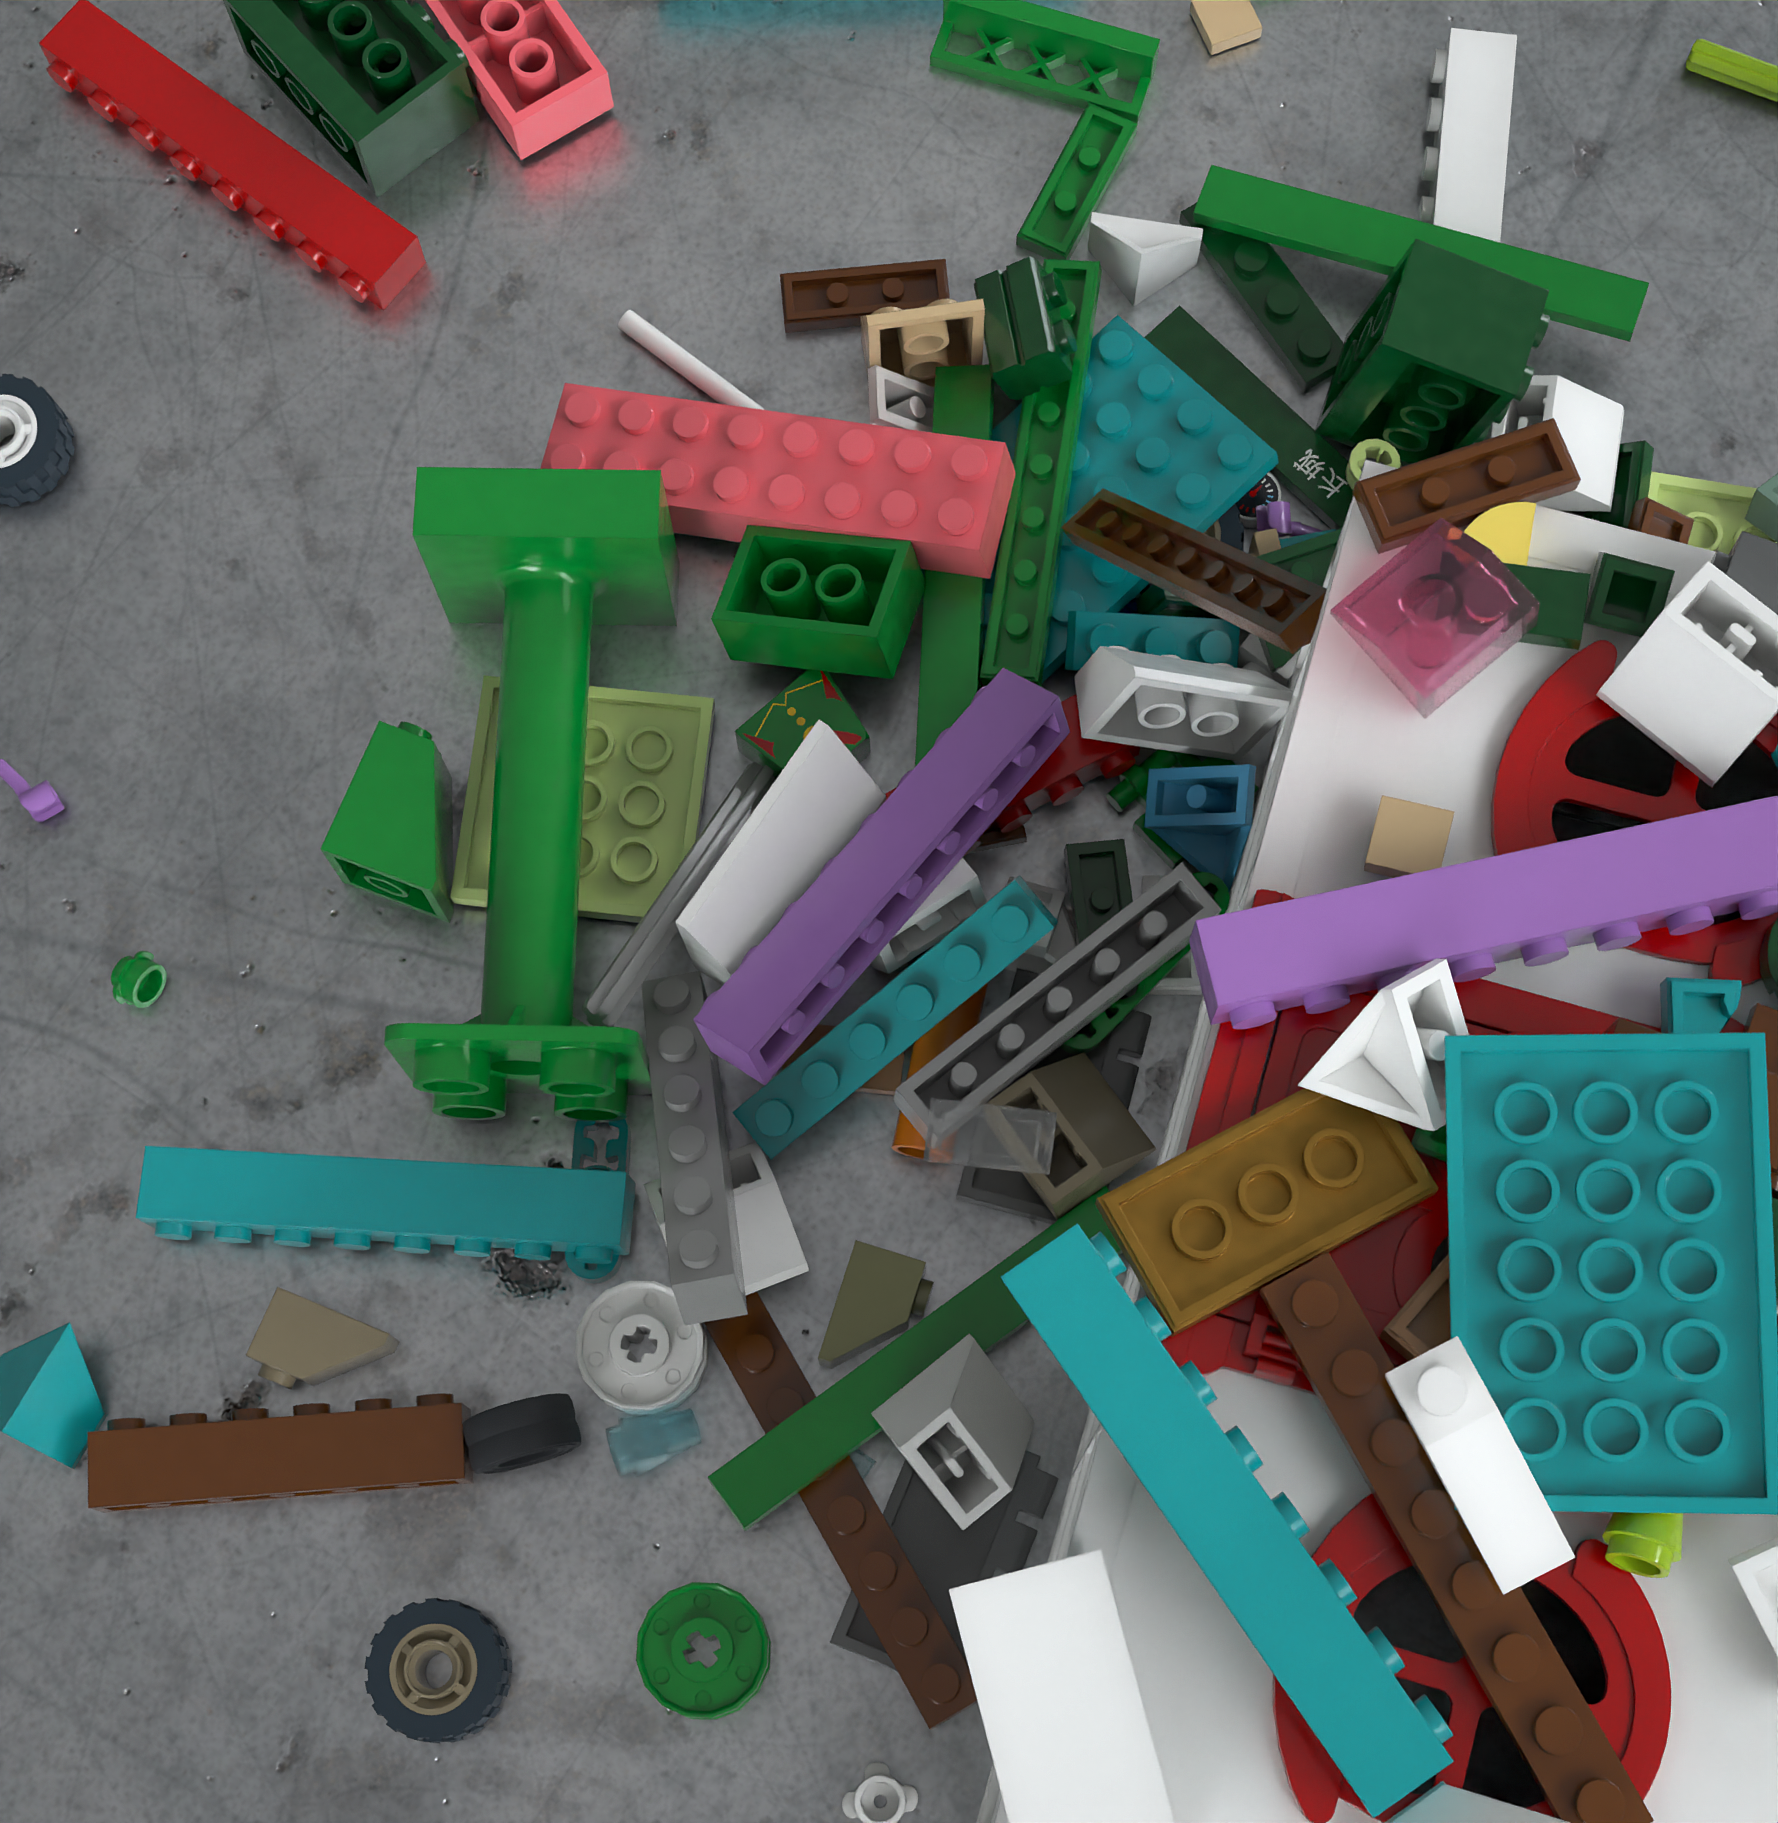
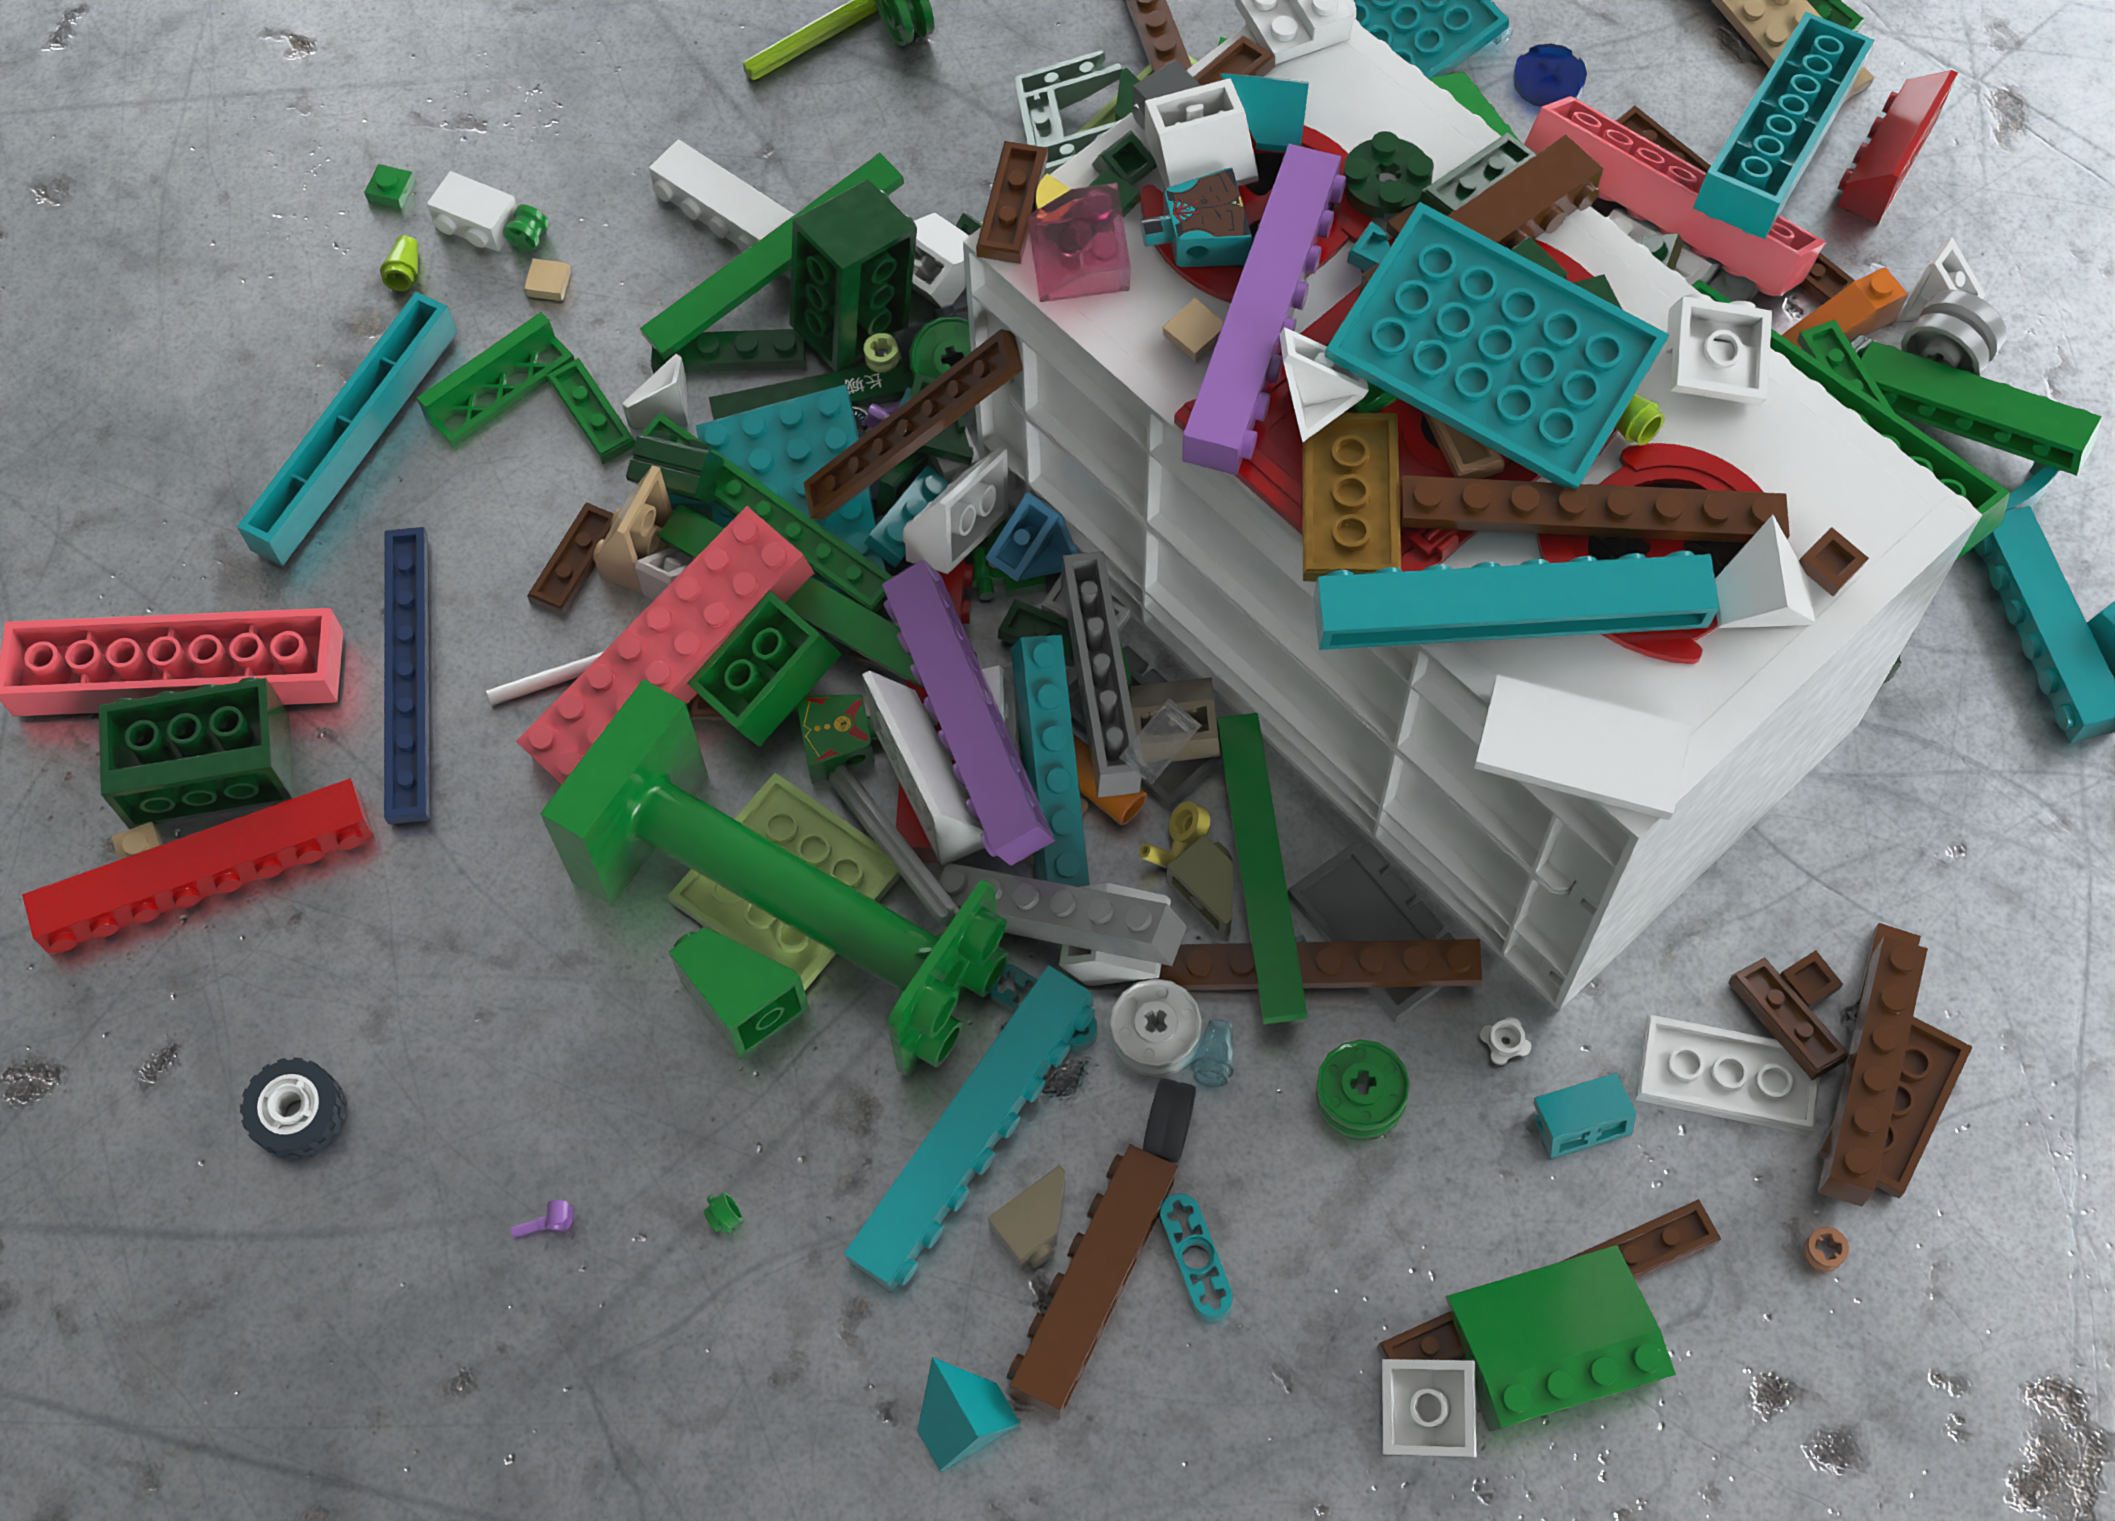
camera: 60 degrees left, 10 degrees down
(226, 73) = (136, 840): none -> tan plate
(359, 1608) = (1219, 1283): none -> teal beam
(400, 1663) = (1291, 1225): black wheel -> none
(597, 209) = (406, 676): none -> dark blue plate
(937, 1235) = (1185, 826): none -> light yellow plate
(960, 1430) = (1319, 868): white slope -> none
(1479, 1464) = (1559, 453): white slope -> none
(1581, 750) = (1202, 222): none -> torso

